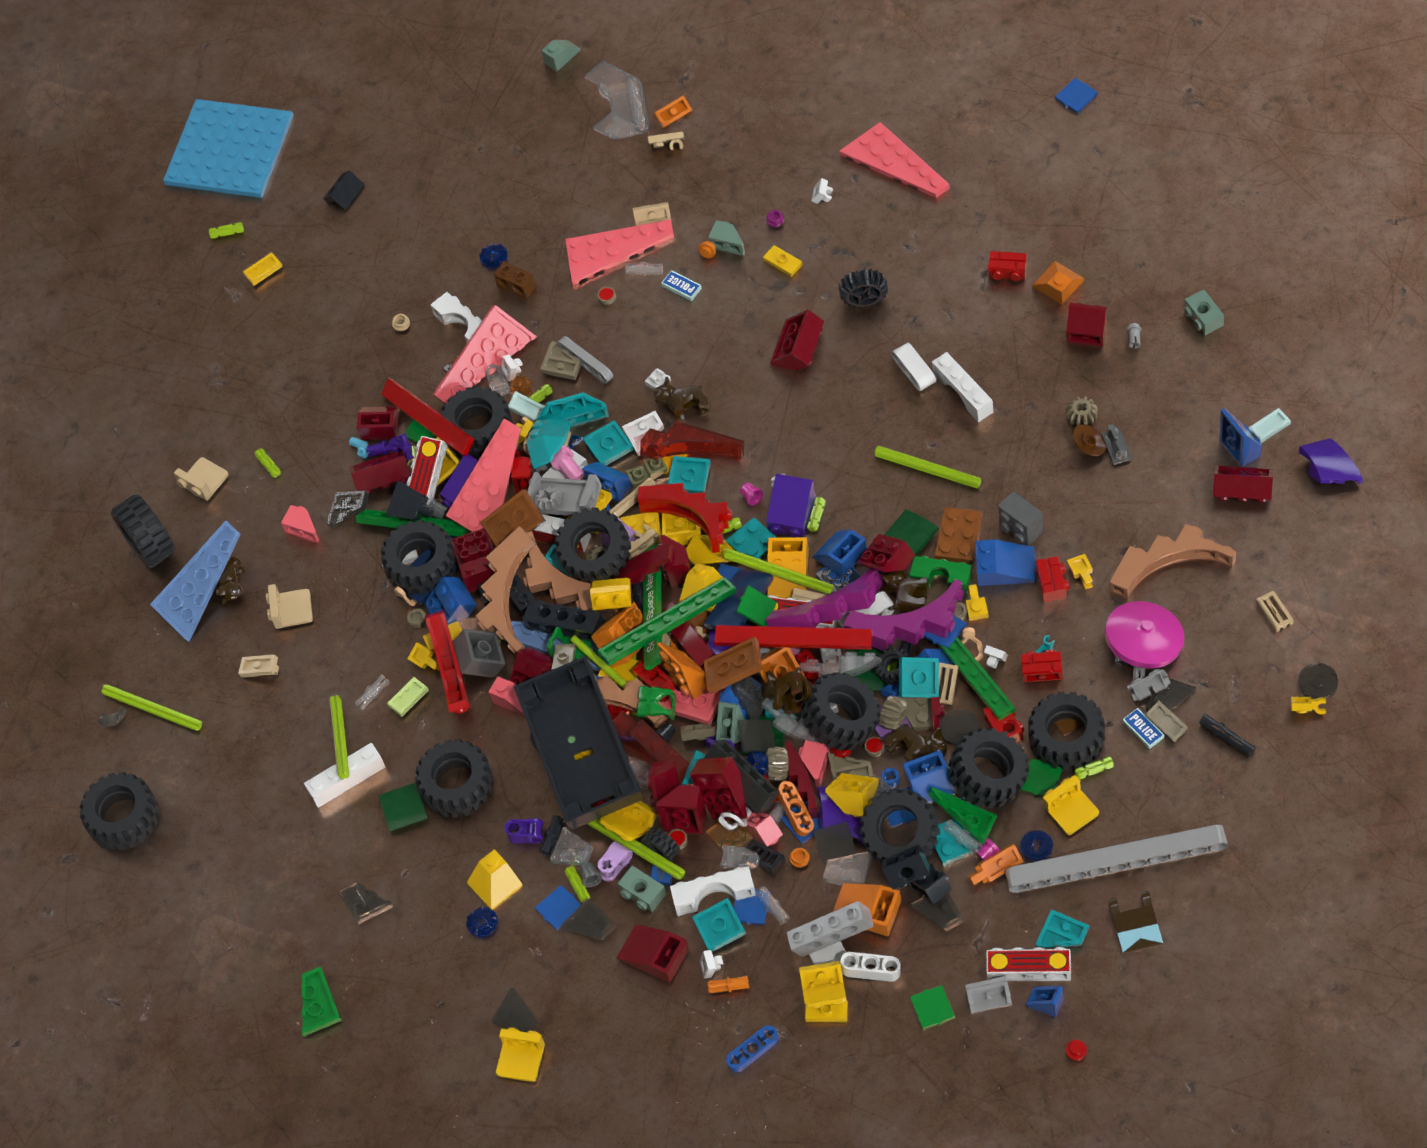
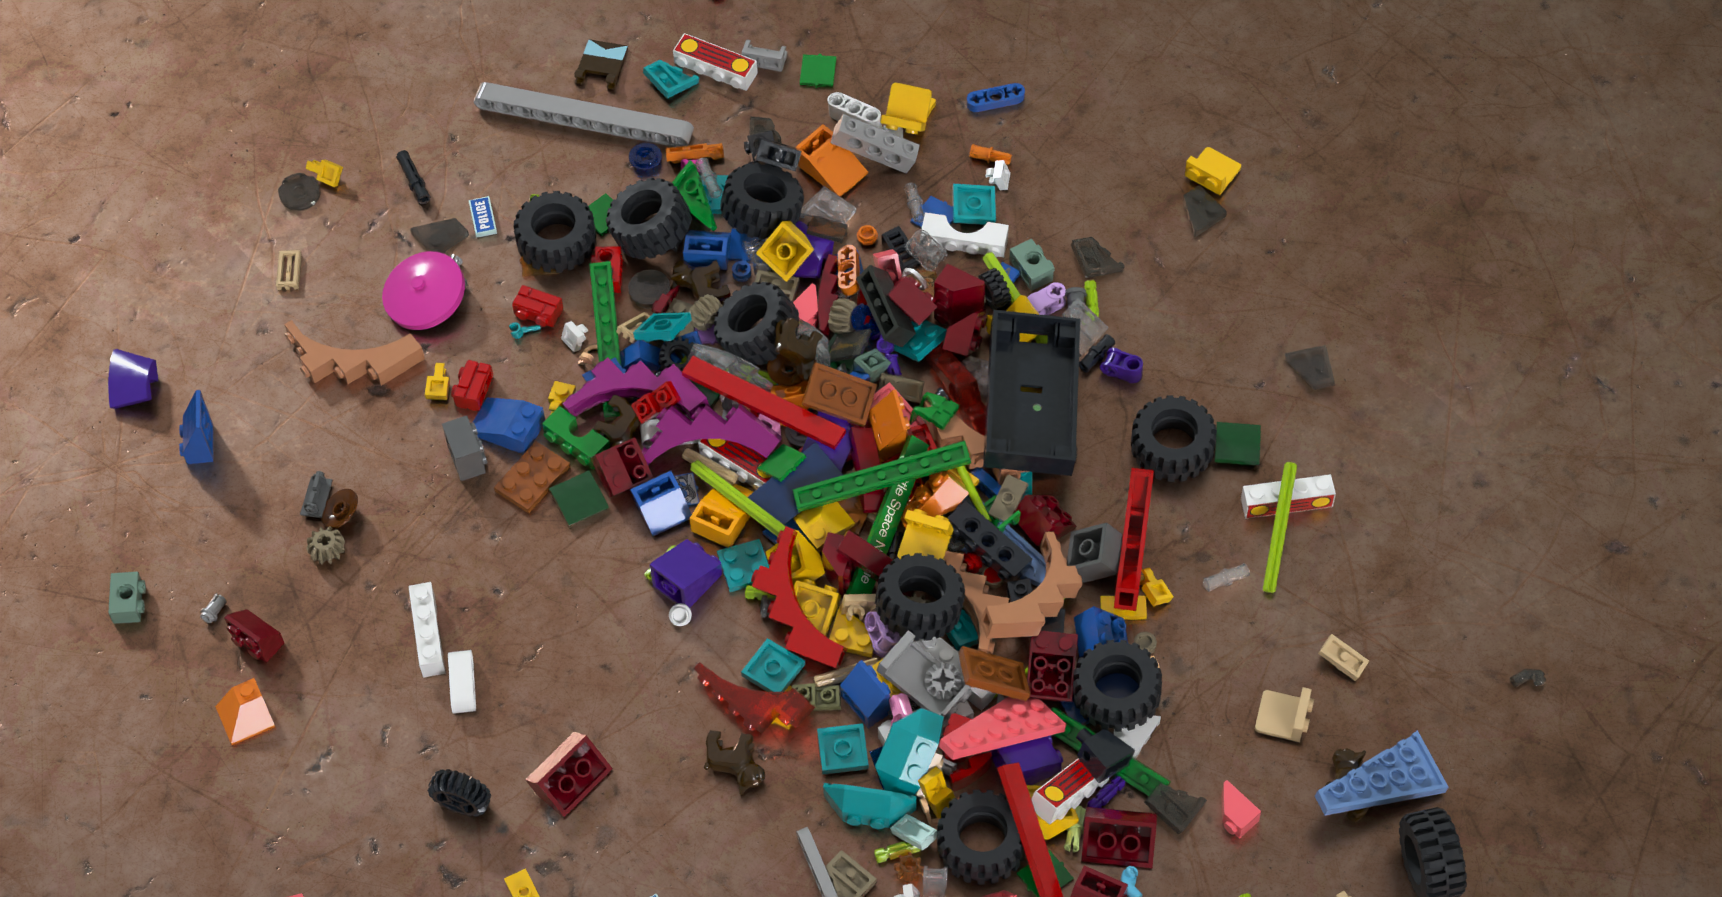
camera: 165 degrees left, 0 degrees up
(104, 795) = (1552, 532): black tyre -> none
(151, 707) = (1480, 670): lime axle -> none
(318, 1003) = (1392, 293): green wing -> none
(395, 444) = (1093, 861): dark purple pin -> none
(407, 696) = (1188, 555): yellowish green plate -> none
(439, 509) = (1069, 753): dark grey piece -> none
(484, 929) = (1200, 312): clear blue gear -> none
(493, 880) = (1173, 336): yellow slope -> none
(504, 695) = (1080, 505): coral slope -> none
(558, 907) = (1118, 289): blue piece -> none
(637, 429) = (796, 746): white wing -> none
(654, 951) = (1046, 203): dark red slope -> none
(656, 379) = (748, 806): white tile -> none
(751, 493) = (717, 615): dark pink piece -> none
(883, 606) = (653, 403): none -> red slope
(927, 467) = (518, 563): lime axle -> none
(1007, 265) = (285, 755): red brick -> none
(1046, 999) = (716, 29): blue slope -> none
(1069, 805) = (594, 173): yellow bracket -> none
(1141, 686) = (442, 242): light grey hinge -> none
(1166, 721) = (458, 208): dark tan plate -> none
(1243, 483) = (227, 398): dark red slope -> none
(1269, 425) = (155, 450): light aqua tile -> none

